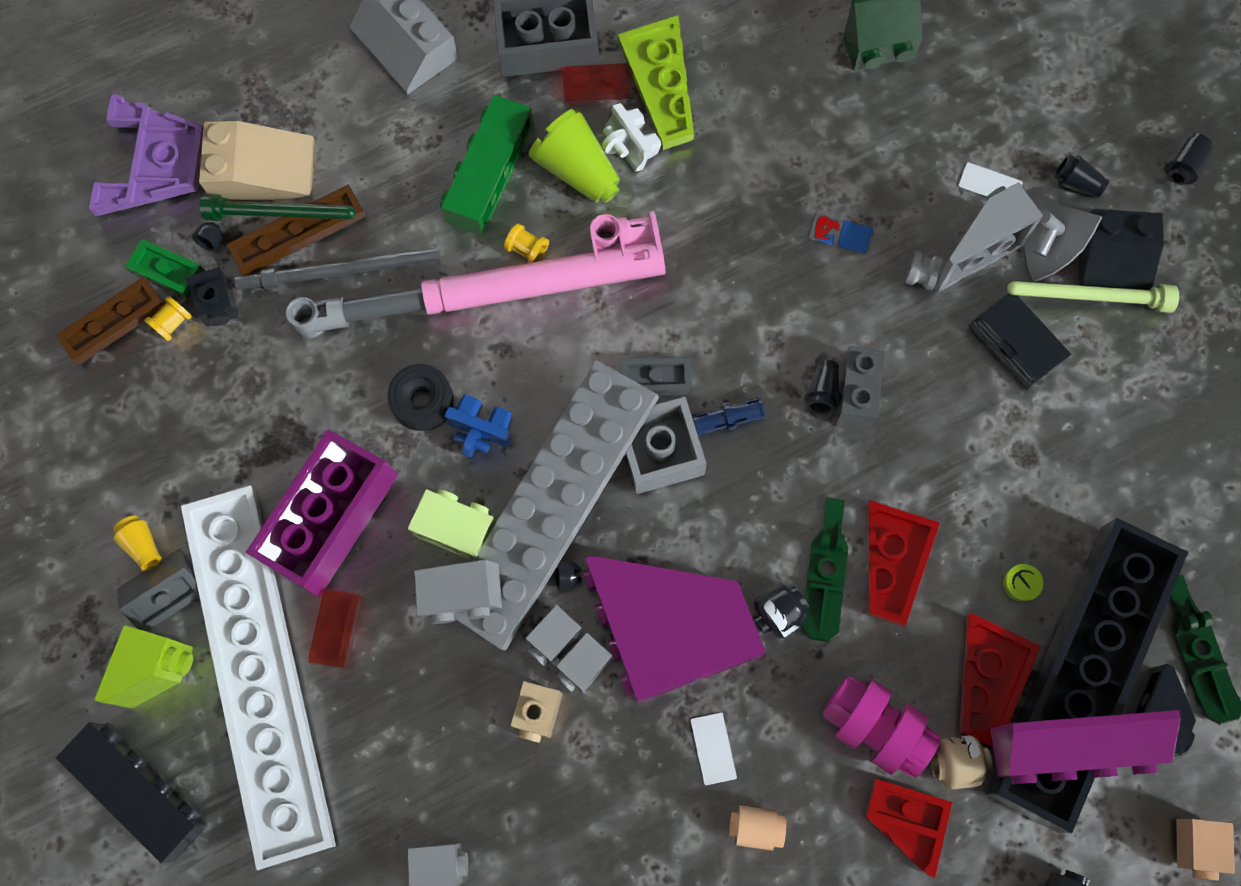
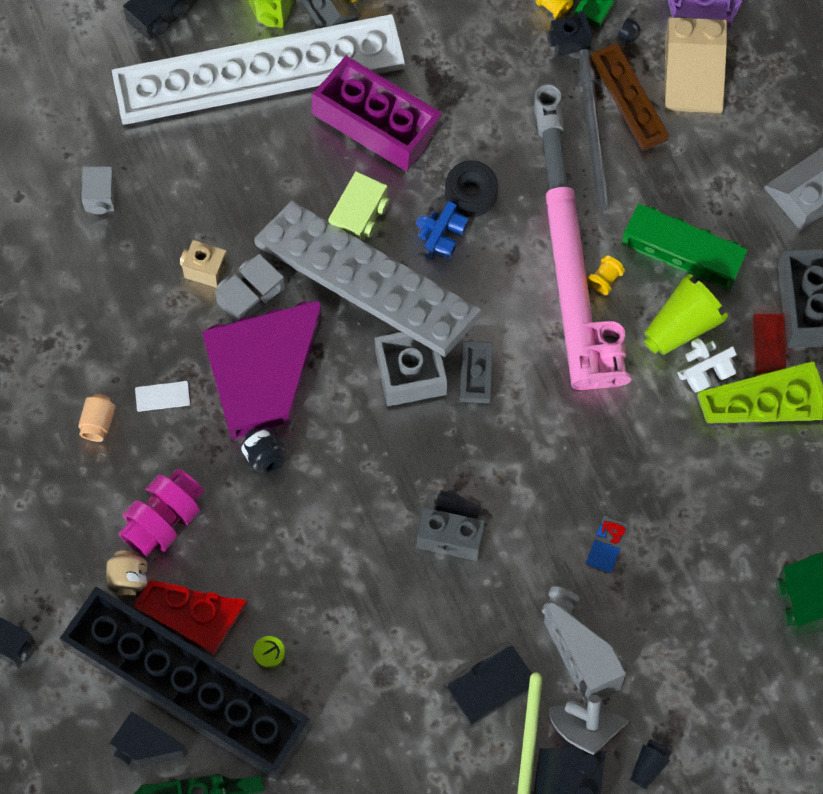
camera: 90 degrees right, 5 degrees down
(215, 208) = (653, 35): dark green piece -> none
(335, 629) = (284, 124): clear red plate -> none
(457, 590) = (299, 204): light grey brick -> none
(565, 575) = (310, 291): black hinge -> none
(729, 416) = (436, 428): dark blue pin -> none
(825, 591) = (278, 494): dark green piece -> none
(897, 560) = (301, 552): red wing -> none
(910, 821) = (88, 533): red wing -> none
(984, 180) = (651, 685): white sticker -> none
(1085, 744) = (122, 643): magenta slope -> none
(1205, 847) = (36, 753): light nougat brick -> none

